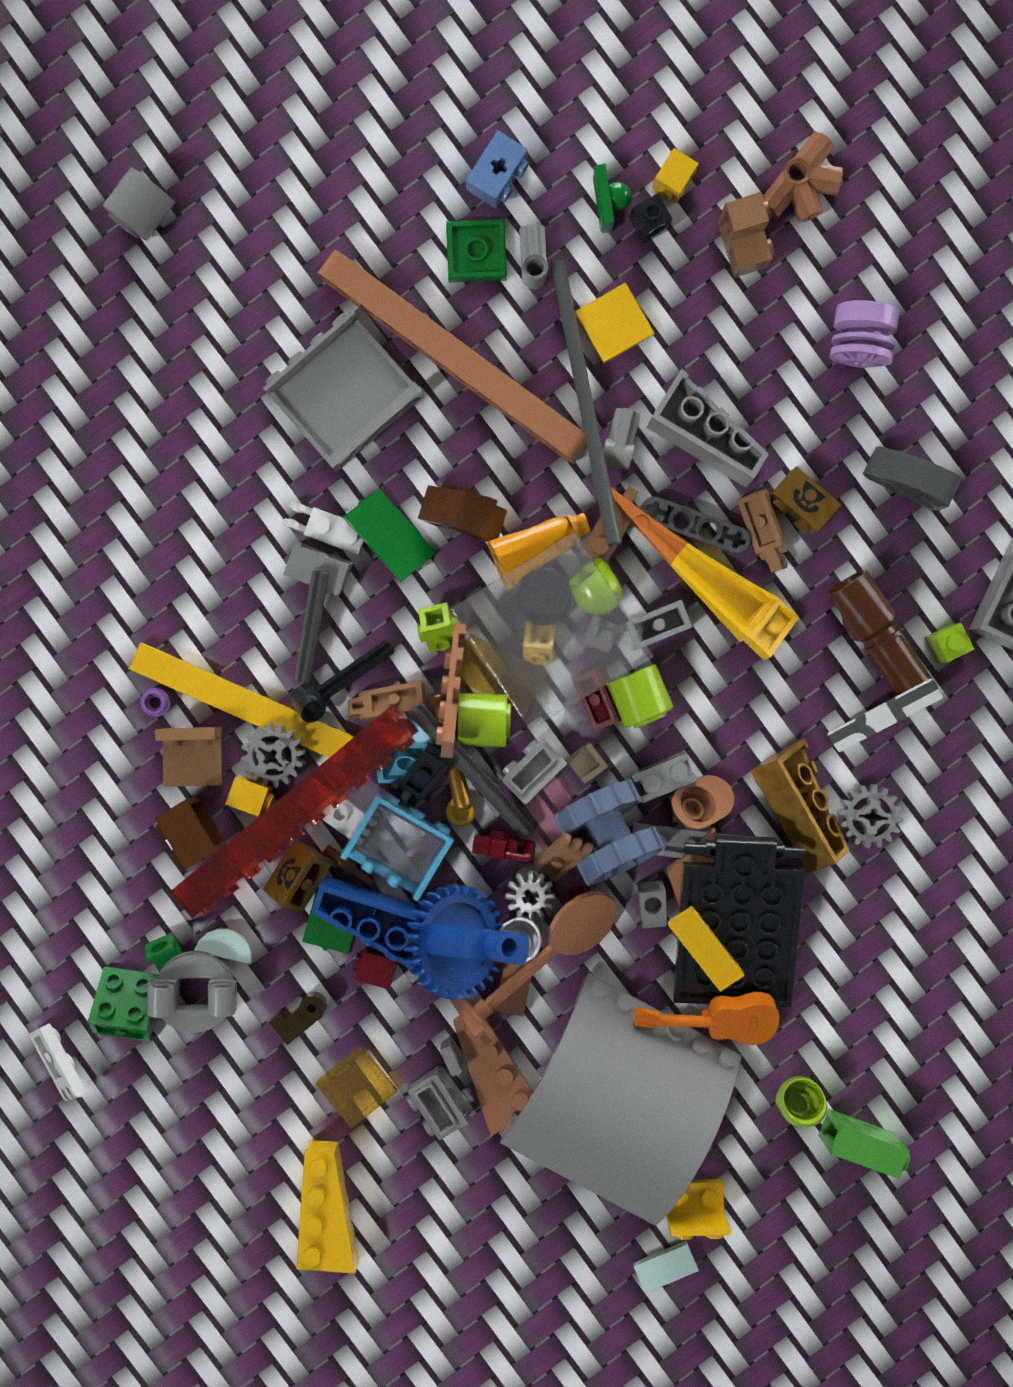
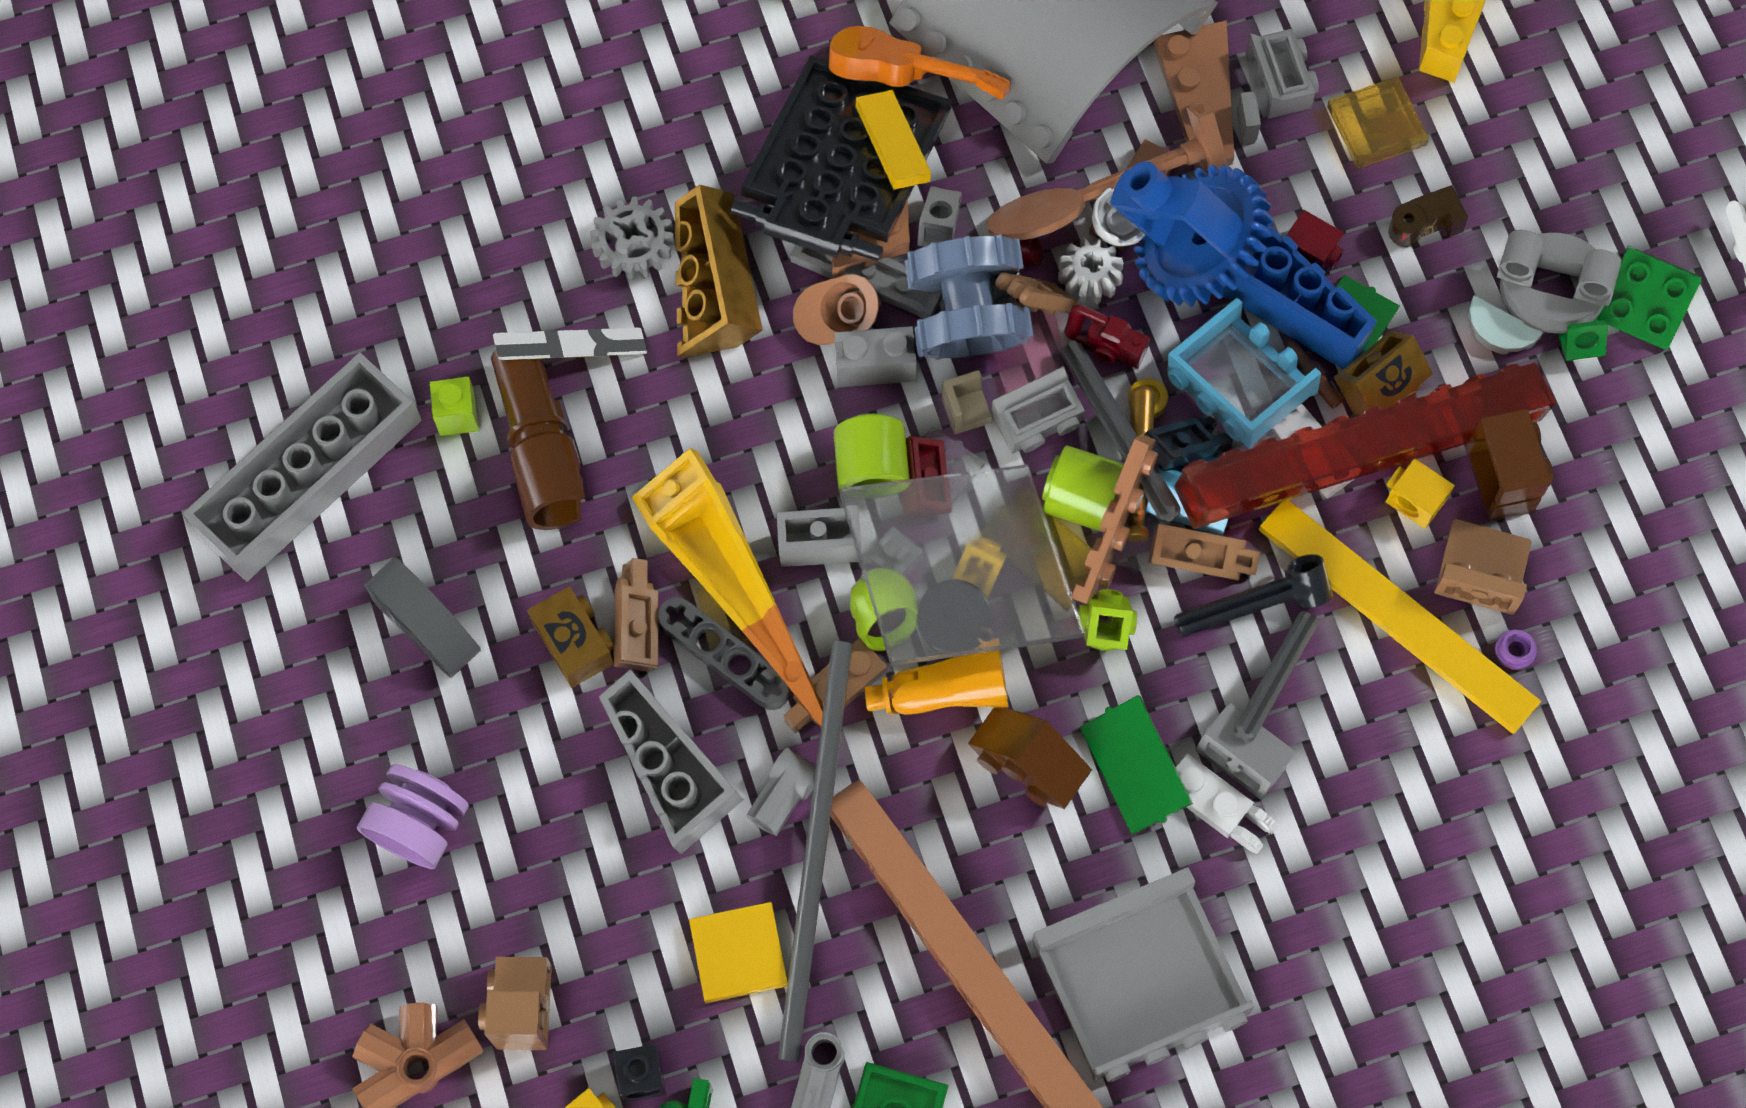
camera: 160 degrees left, 20 degrees down
(282, 762) = (1373, 532): light grey gear -> none

